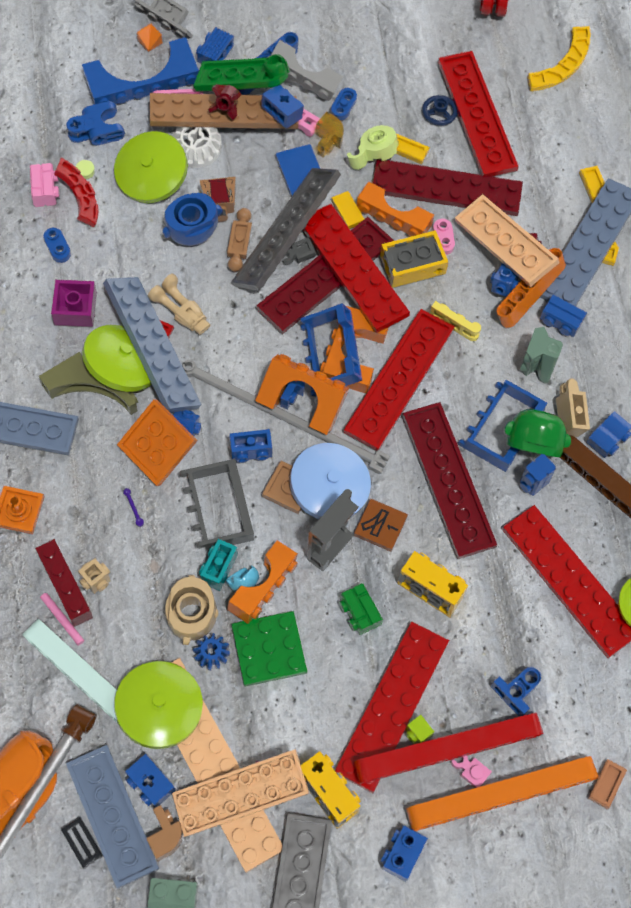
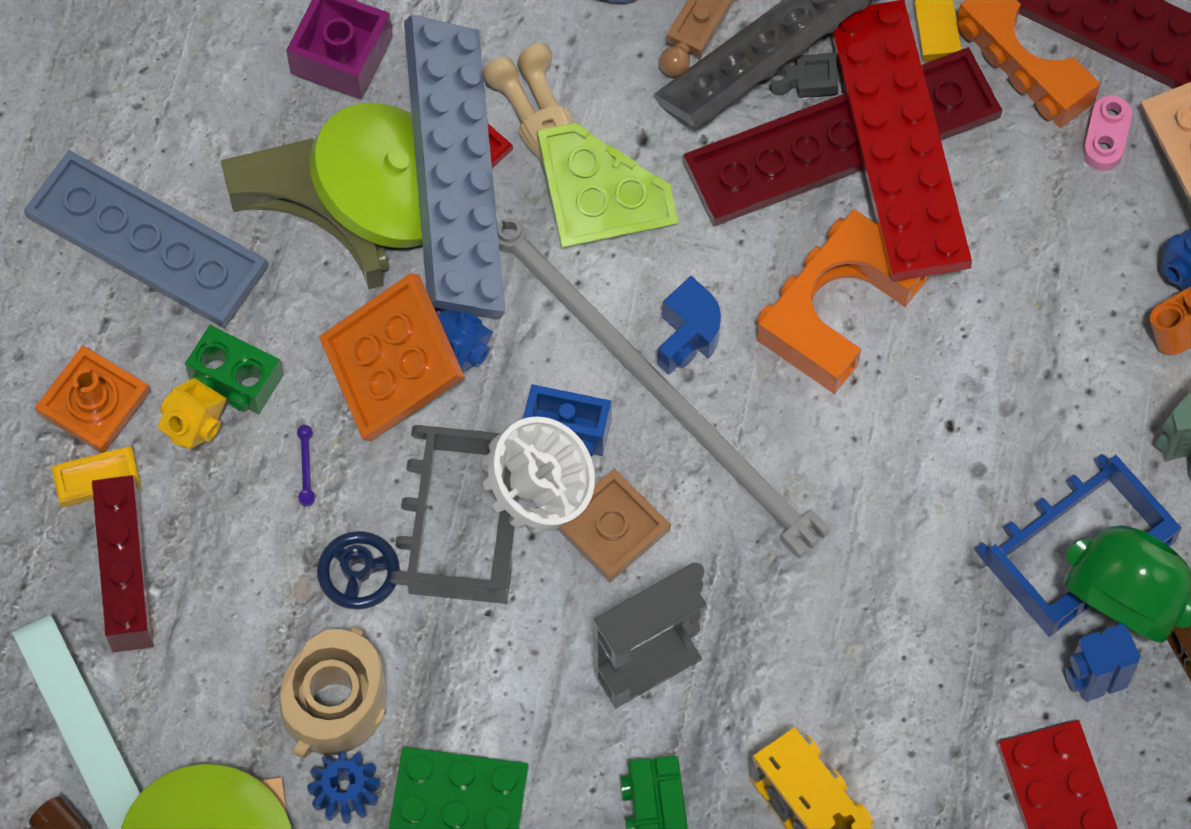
camera: 25 degrees right, 0 degrees up
(26, 551) = (75, 477): none -> yellow tile
(62, 619) = (96, 630): bright pink bar -> none
(70, 500) = (191, 414): none -> yellow brick
(84, 468) = (240, 362): none -> green brick
(91, 570) = (181, 570): tan brick -> none
(177, 540) = (357, 555): none -> dark blue piece
(218, 564) = (418, 627): teal brick -> none
(224, 333) = (599, 189): none -> lime plate
(243, 578) = (455, 672): medium azure hair -> none
(248, 600) = (446, 715): orange arch -> none
(251, 470) = (546, 467): none -> white gear
(323, 475) = (690, 516): light blue dish -> none
(329, 392) = (751, 367): orange arch -> none
(344, 317) = (819, 324): blue hinge -> none
(381, 525) = (761, 657): dark orange tile -> none
(399, 380) = (907, 386): red plate -> none
(414, 259) = (1026, 159): piece -> none
(449, 480) = (928, 616): dark red plate -> none
(462, 326) = (1063, 308): light yellow plate -> none

